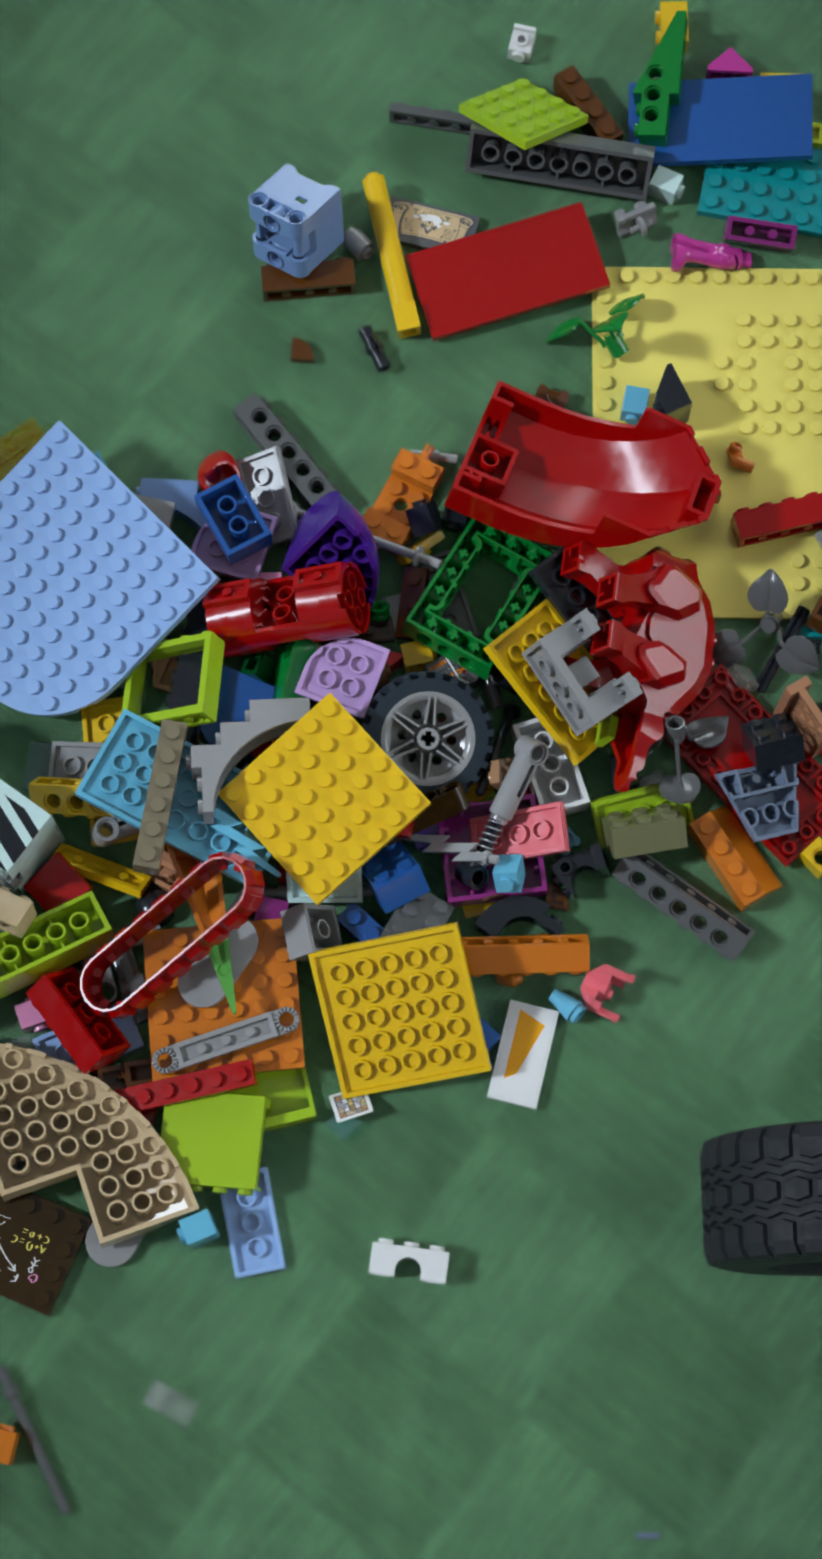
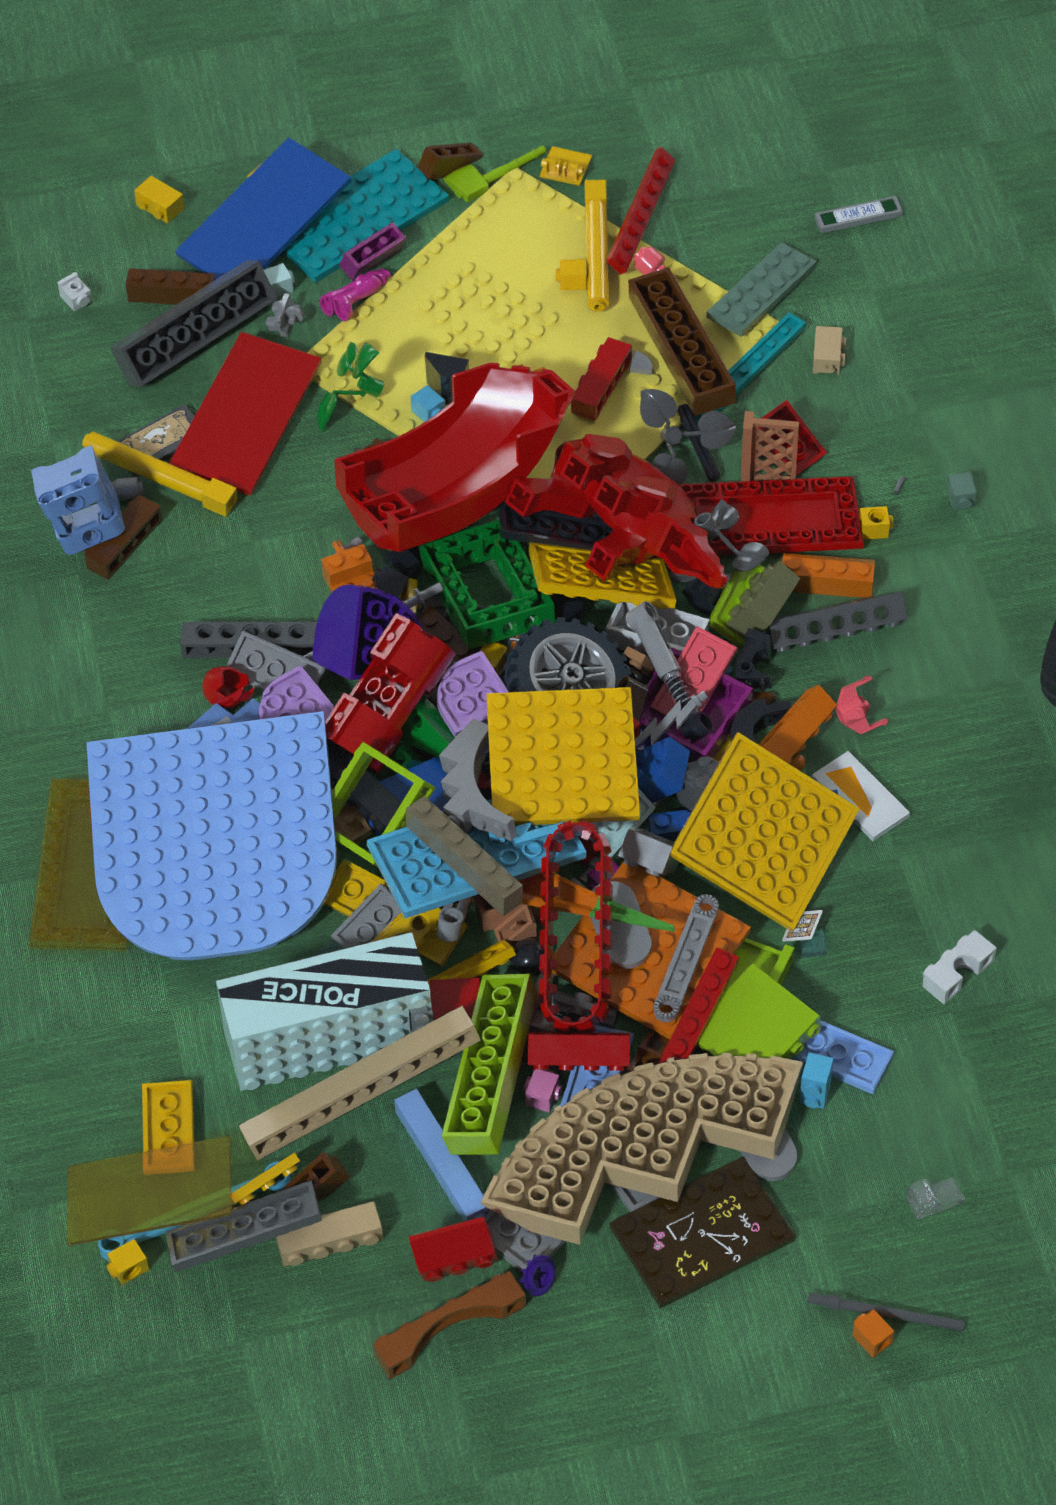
camera: 50 degrees left, 20 degrees down
(233, 519) = (279, 685): blue brick -> none
(301, 351) = (174, 580): reddish brown tile -> none
(374, 348) = (220, 532): black pin -> none
(429, 118) = (78, 380): dark grey plate -> none
(509, 873) = (720, 701): medium azure brick -> none
(523, 113) = (138, 316): lime plate -> none
(567, 682) = (616, 549): light grey piece -> none
(568, 1006) = (851, 741): medium azure cone -> none
(606, 731) = (666, 571): lime tile -> none
(668, 65) = (202, 223): green brick -> none
(728, 65) = (225, 185): dark pink slope -> none
(743, 677) = (698, 477): clear tile -> none
(764, 799) = (802, 517): sand blue wedge -> none
(772, 742) = (767, 481): black brick -> none

